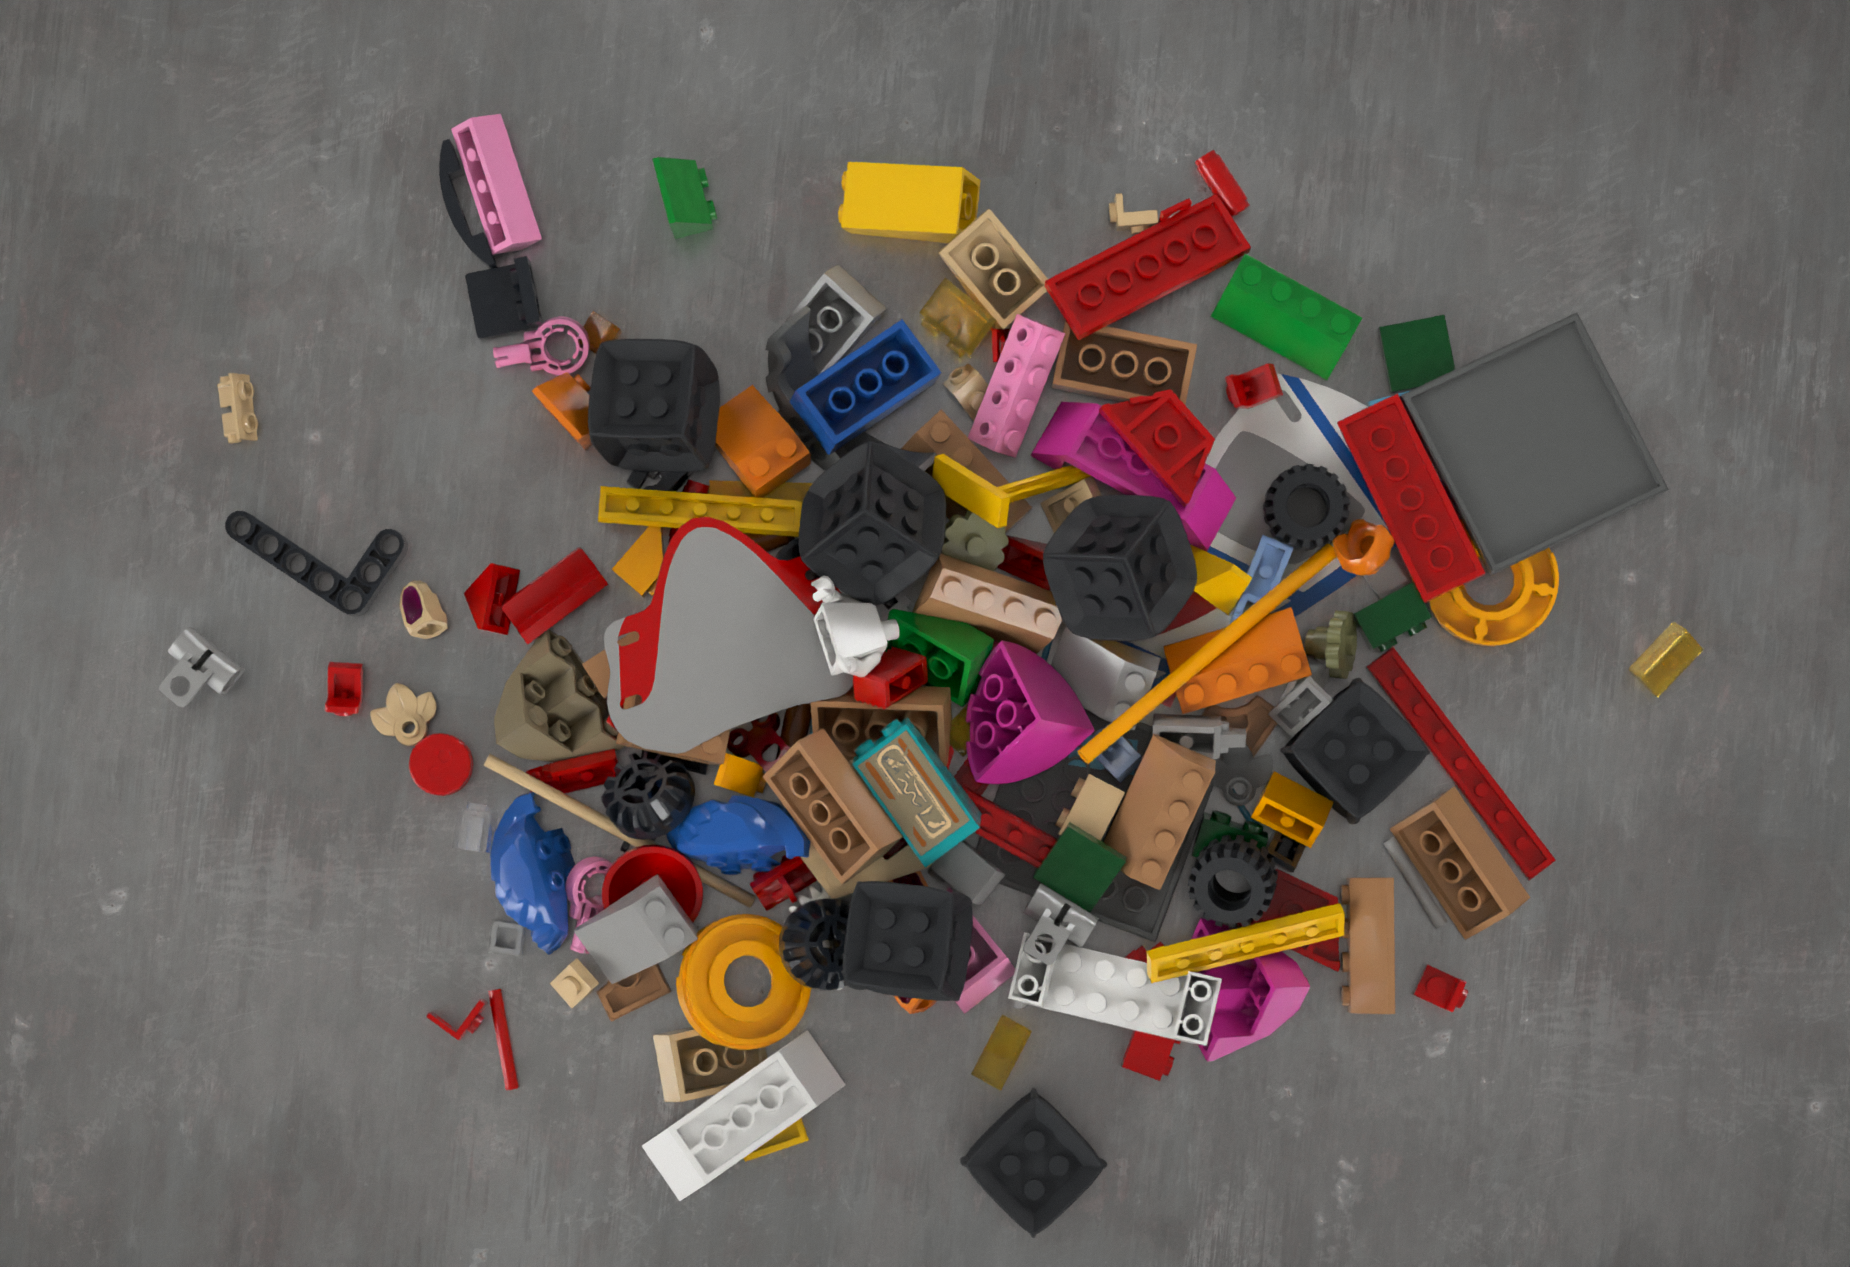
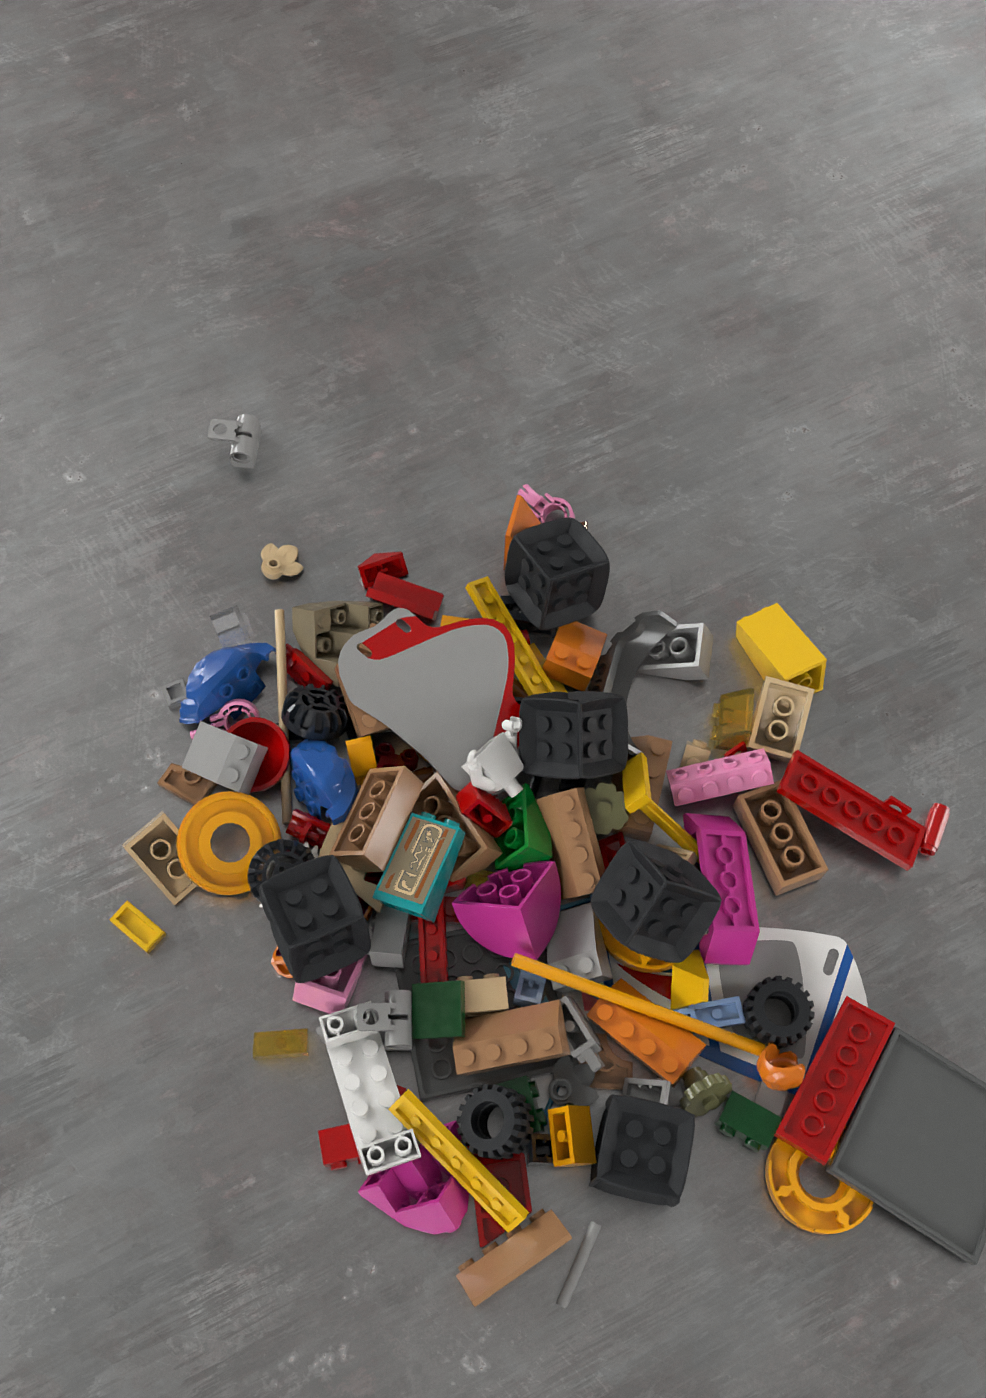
camera: 55 degrees right, 20 degrees down
(237, 392) = (403, 383): tan hinge -> none
(316, 568) = (335, 466): black beam -> none
(344, 688) = (275, 519): red bracket -> none
(422, 611) = (348, 534): tan rock -> none
(441, 764) = (261, 595): red head -> none
(448, 170) = (608, 409): black slope -> none
(470, 1024) = (106, 699): red bracket -> none
(499, 186) = (621, 433): bright pink brick -> none
(503, 1039) = (108, 728): red bar -> none
(504, 299) = (561, 475): black bracket -> none
(574, 983) = (168, 743): tan bracket -> none
(684, 196) = (688, 524): green slope -> none
(743, 1115) = (142, 898): white slope -> none
(865, 387) = (655, 689): blue brick -> none
(1033, 1163) = (210, 1106): black piece -> none
(1134, 221) = (870, 785): tan bracket -> none
(1164, 438) = (756, 884): red wing -> none
(1253, 387) = (826, 928): red bracket -> none
(1286, 317) = (886, 921): green slope -> none
(1416, 352) = (929, 1021): dark green tile -> none
(1441, 989) = (515, 1336): red bracket -> none
(1460, 763) = (681, 1245): red tile -> none
(1460, 863) = (614, 1289): medium nougat slope -> none
(1666, 659) = (859, 1349): clear yellow slope -> none

